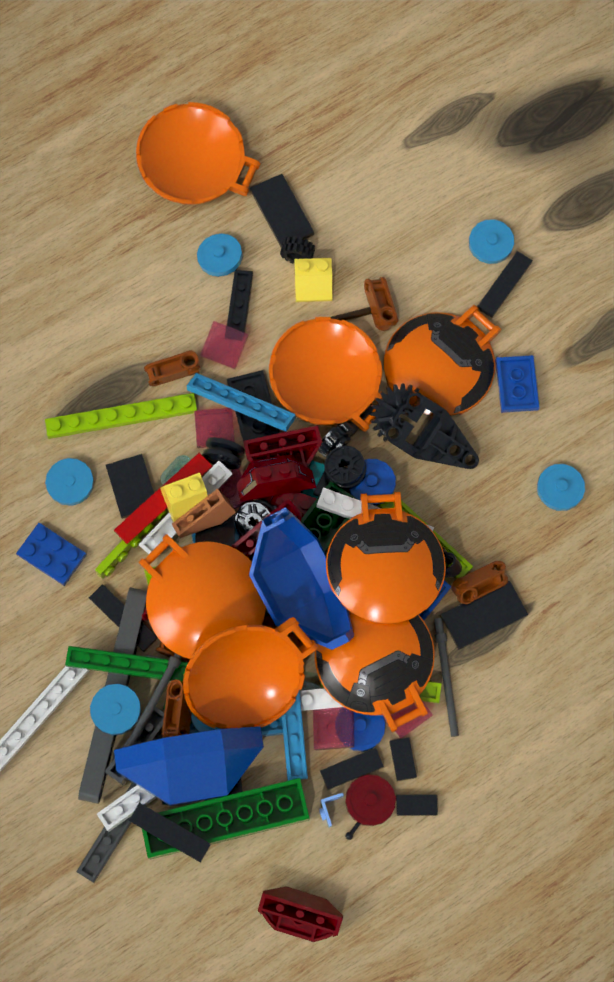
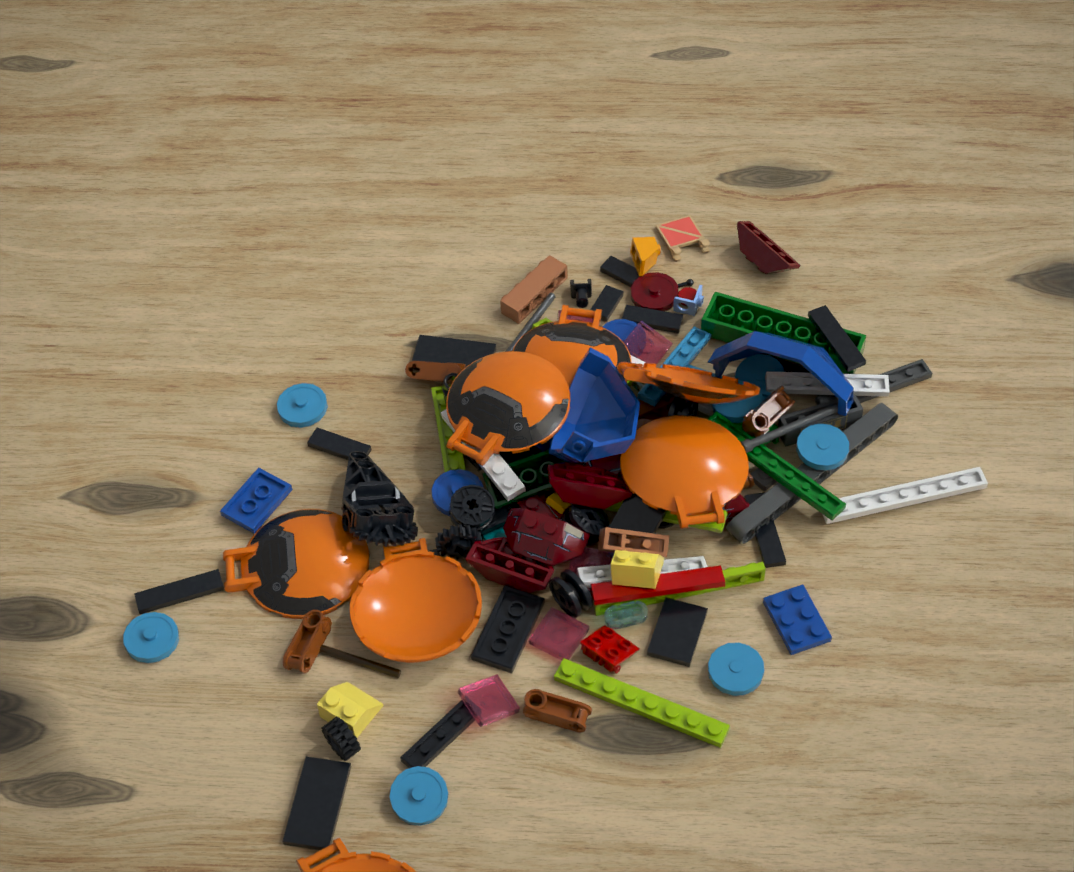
camera: 140 degrees left, 20 degrees down
(170, 438) = (608, 648): none -> red hinge
(241, 402) = (518, 630): dark azure plate -> none
(339, 815) = (687, 293): none -> red tile
(396, 889) = (682, 233): none -> flag
(406, 833) = (644, 253): none -> light orange slope
(430, 752) = (581, 292): none -> black piece
(473, 727) = (533, 289): none -> nougat brick
(500, 471) = (336, 444): none -> black tile

